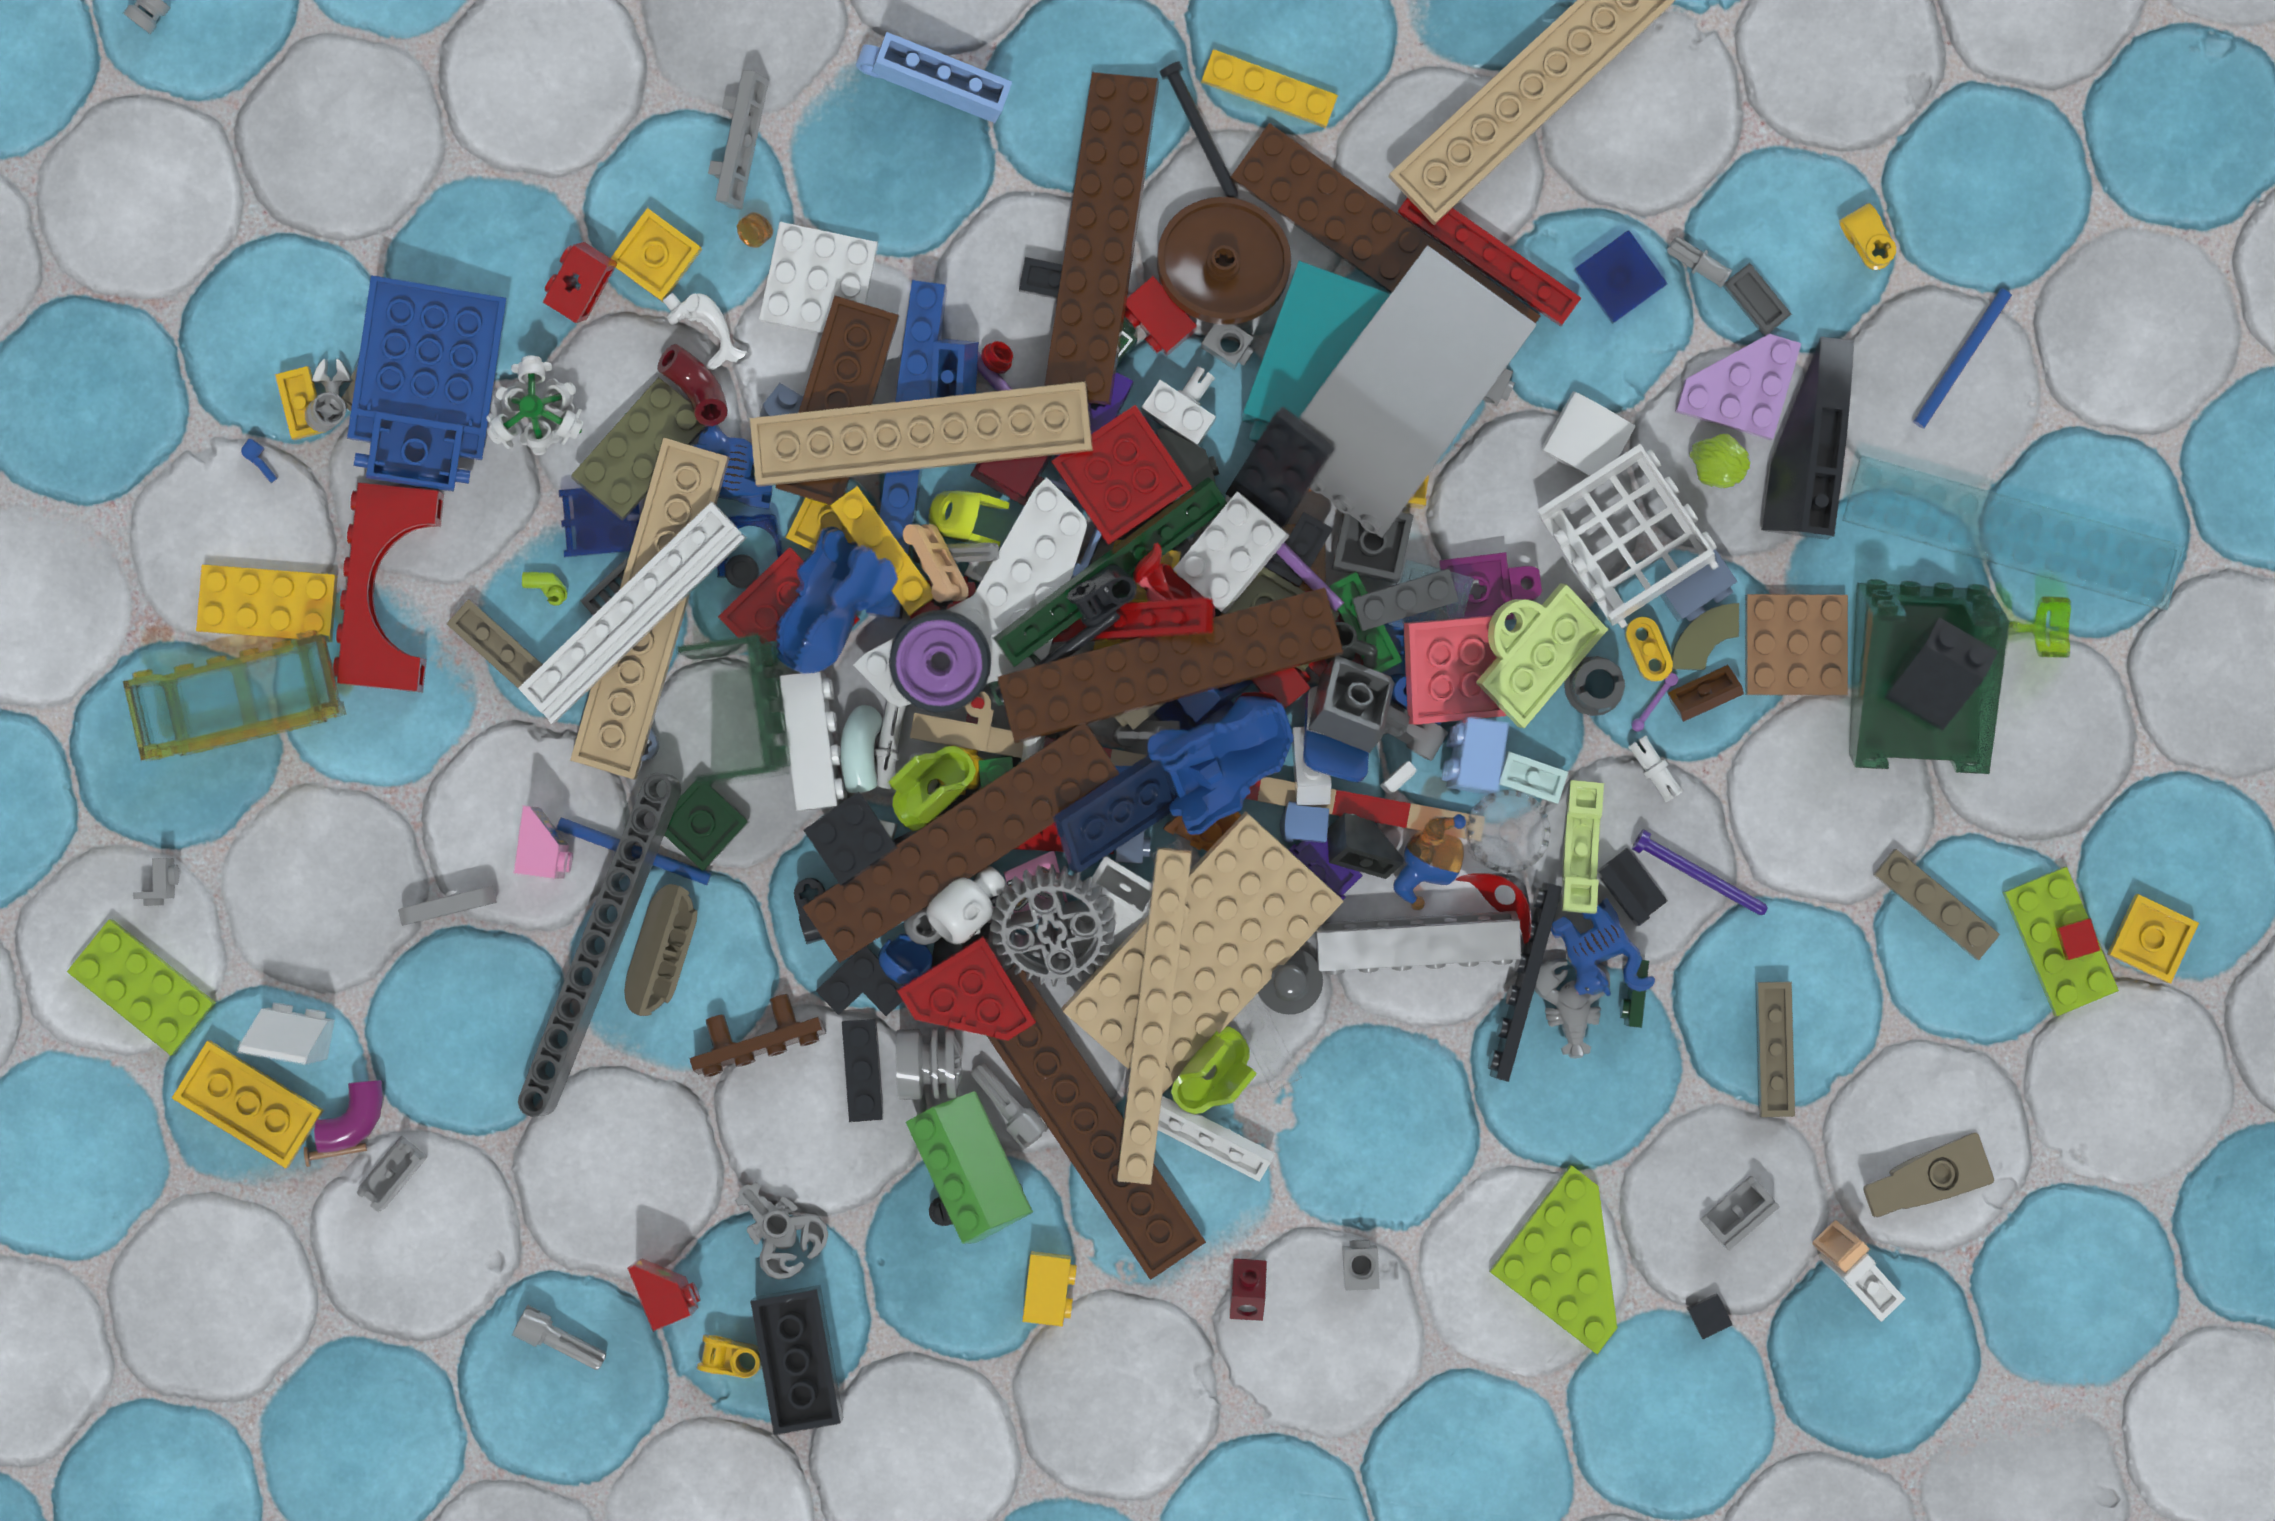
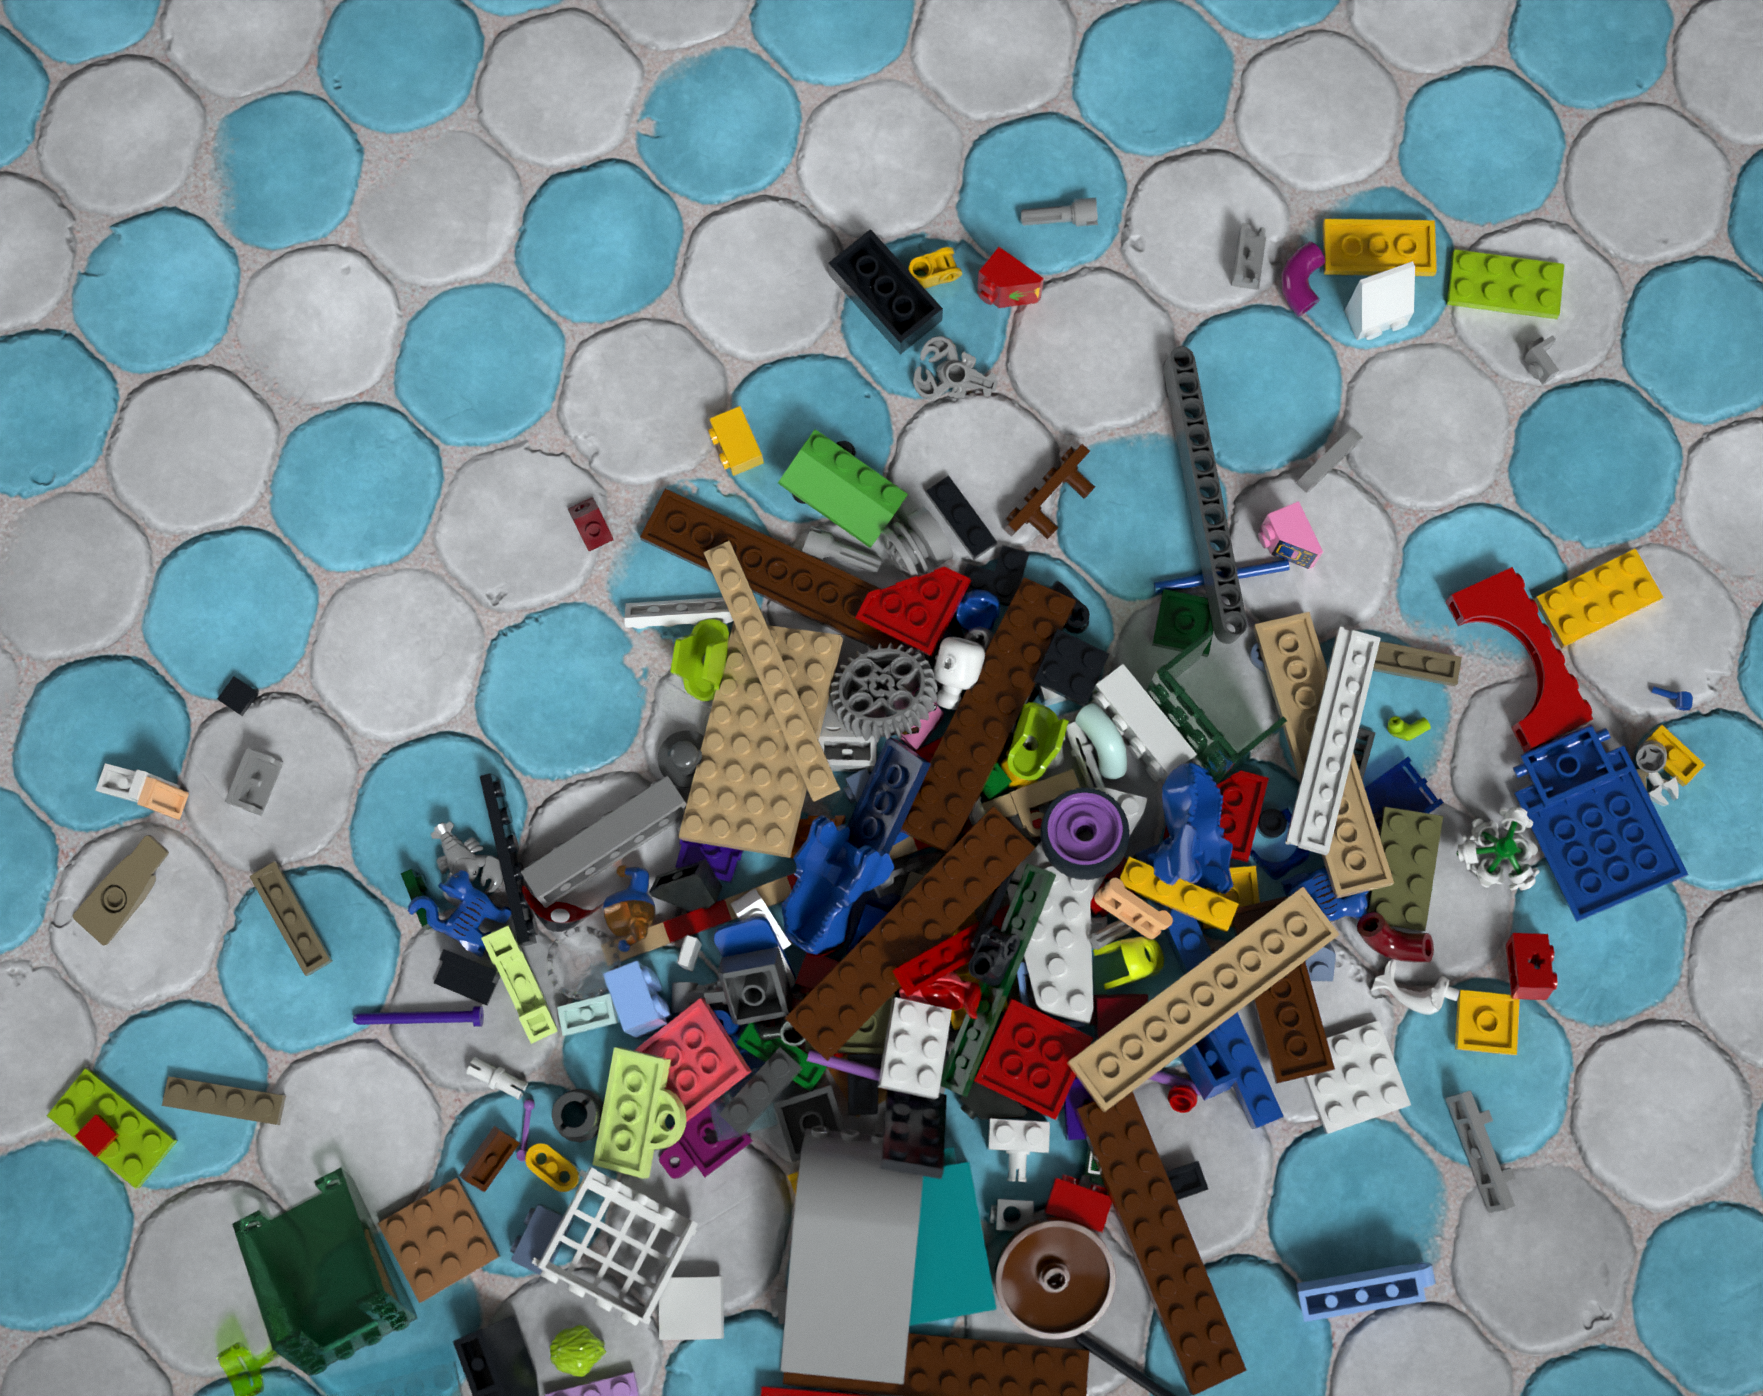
camera: 155 degrees right, 10 degrees down
(234, 698) = (1579, 512): clear light blue windscreen -> none
(315, 1155) = (1314, 237): medium nougat pin -> none
(660, 950) = (1157, 515): dark tan brick -> none
(754, 230) = (1425, 1087): clear orange tile -> none
(1304, 823) = (741, 878): medium blue tile -> none
(1367, 1279) = (508, 576): light grey brick -> none
(1563, 1261) = (368, 673): lime plate -> none
(1703, 635) = (515, 1204): olive tile -> none
(1940, 673) = (310, 1279): black slope -> none
(2153, 938) = (39, 1171): yellow plate -> none

